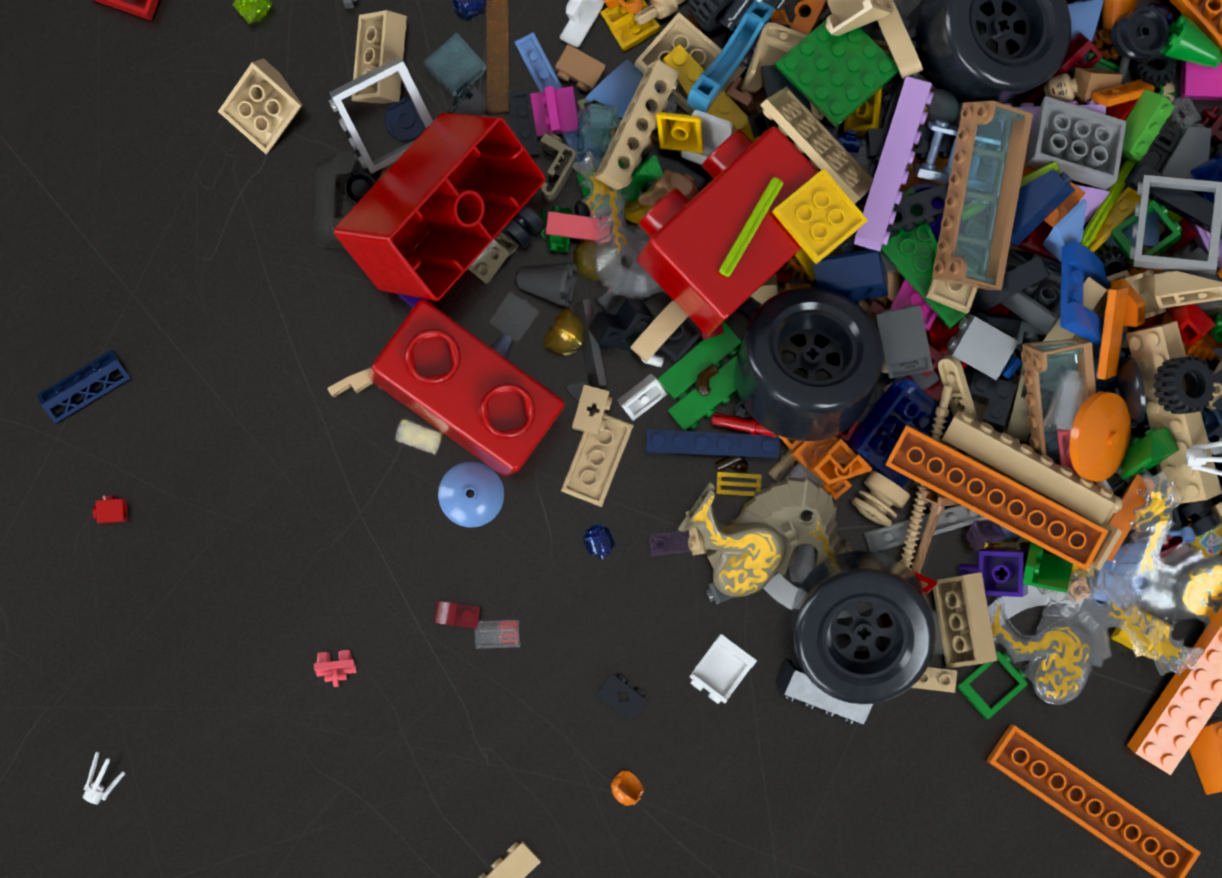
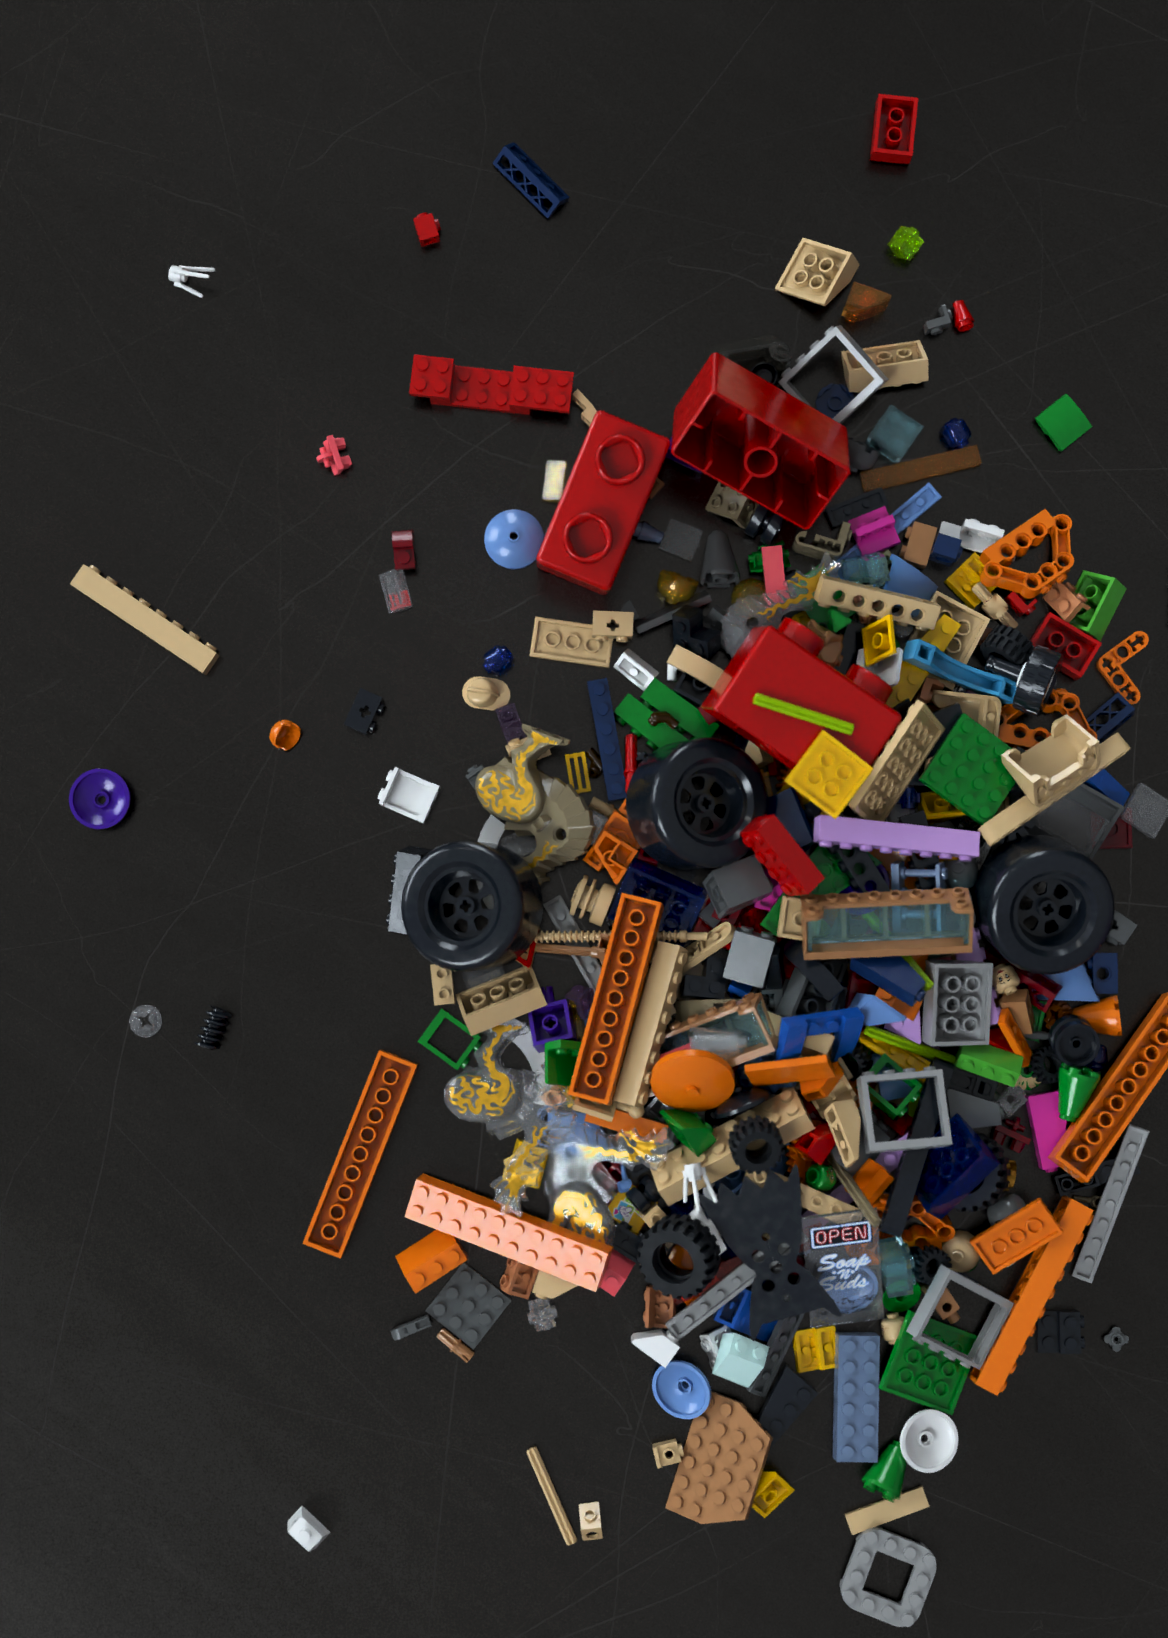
camera: 80 degrees right, 0 degrees up
(303, 479) = (489, 388): none -> red bracket
(306, 63) = (864, 302): none -> clear orange slope
(593, 40) = (945, 549): none -> dark blue brick
(630, 562) = (486, 693): none -> tan piece
(887, 287) = (781, 855): none -> red brick

